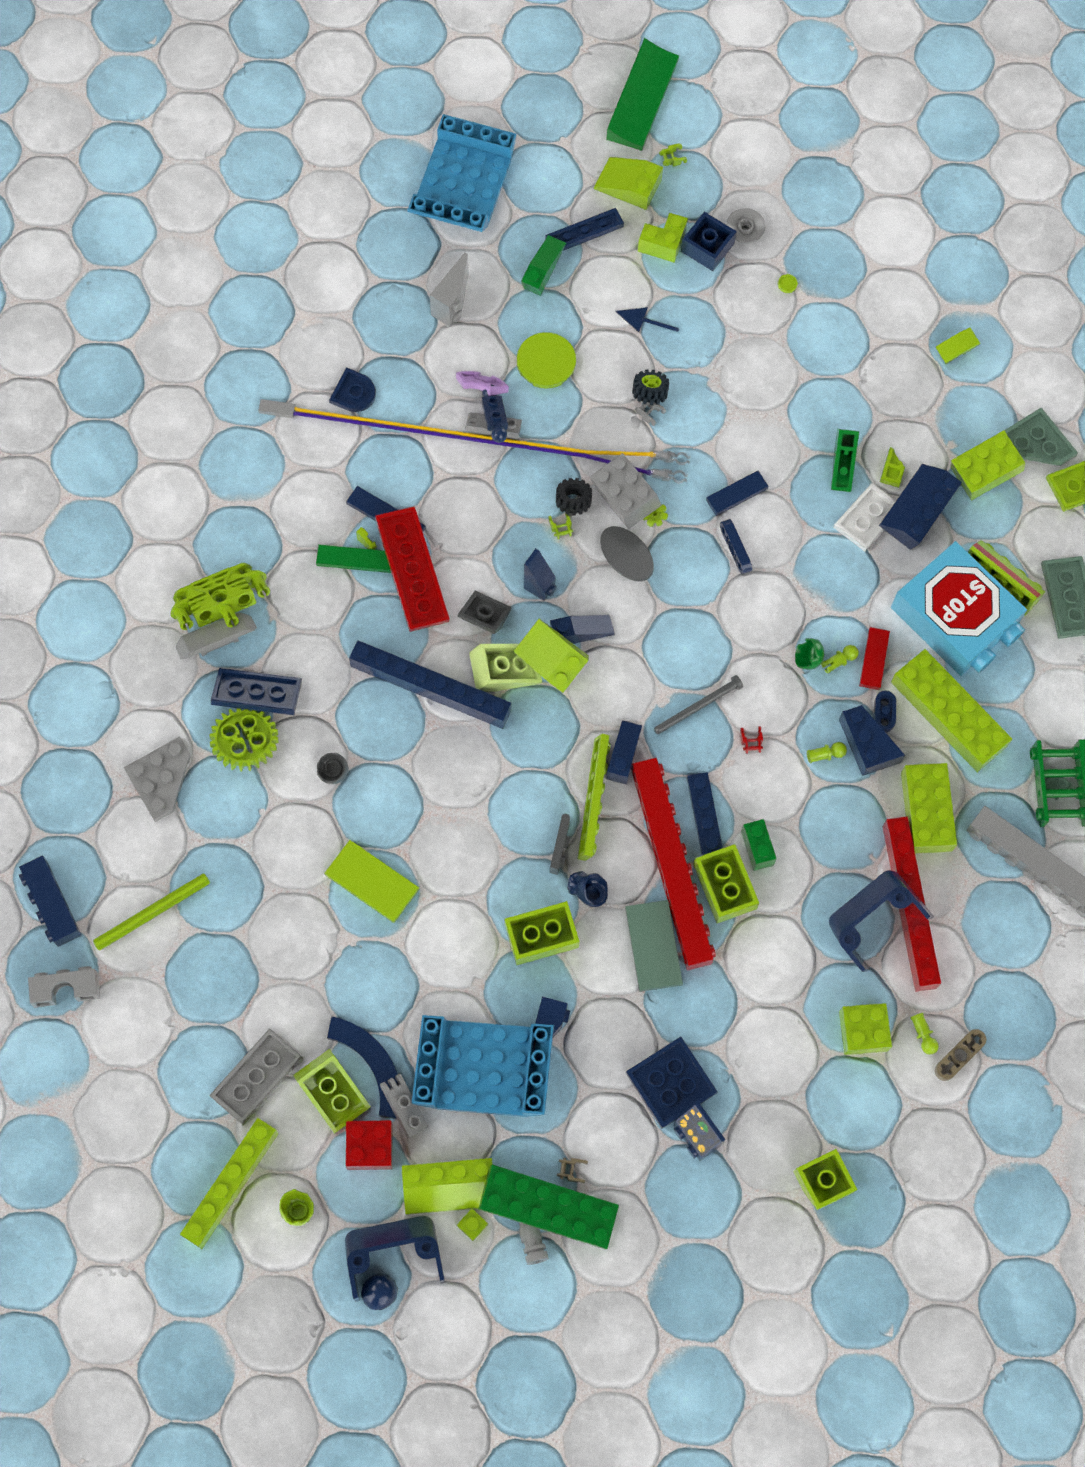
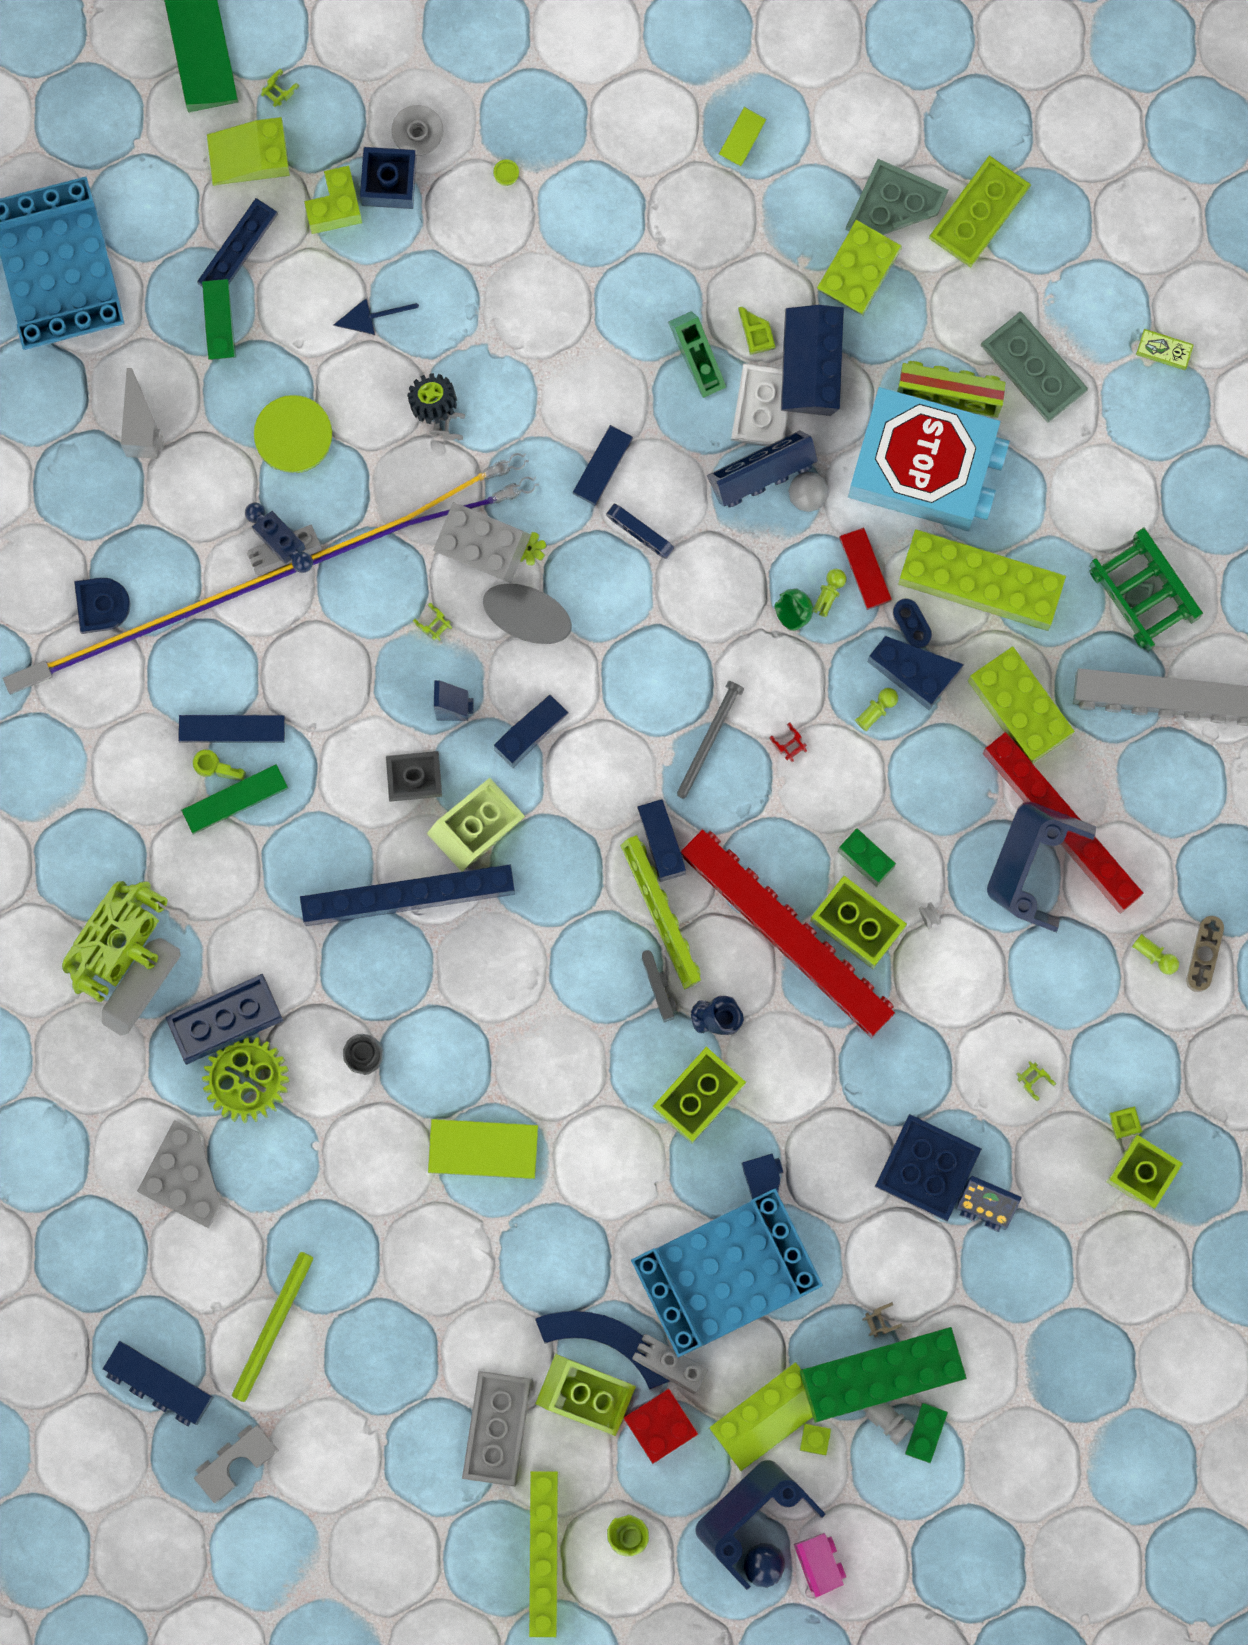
camera: 30 degrees left, 10 degrees up
(352, 524) = (205, 763): none -> lime tile
(412, 569) = (303, 776): red plate -> none
(417, 1314) = (819, 1564): none -> dark pink slope
(475, 380) = (235, 507): lavender tile -> none
(551, 655) = (521, 784): lime slope -> none
(554, 1270) = (926, 1433): none -> green plate
(573, 505) = (421, 569): black tyre -> none
(653, 946) = (821, 1034): sand green tile -> none
(704, 813) = (789, 857): dark blue plate -> none
(779, 910) = (929, 915): none -> light grey bush
(792, 1066) = (1041, 1073): none -> lime piece
(832, 1138) = (1125, 1122): none -> lime tile
(844, 553) = (763, 468): none -> dark blue slope
(865, 1029) = (1093, 988): lime brick -> none
(866, 587) = (808, 491): none -> light grey hair

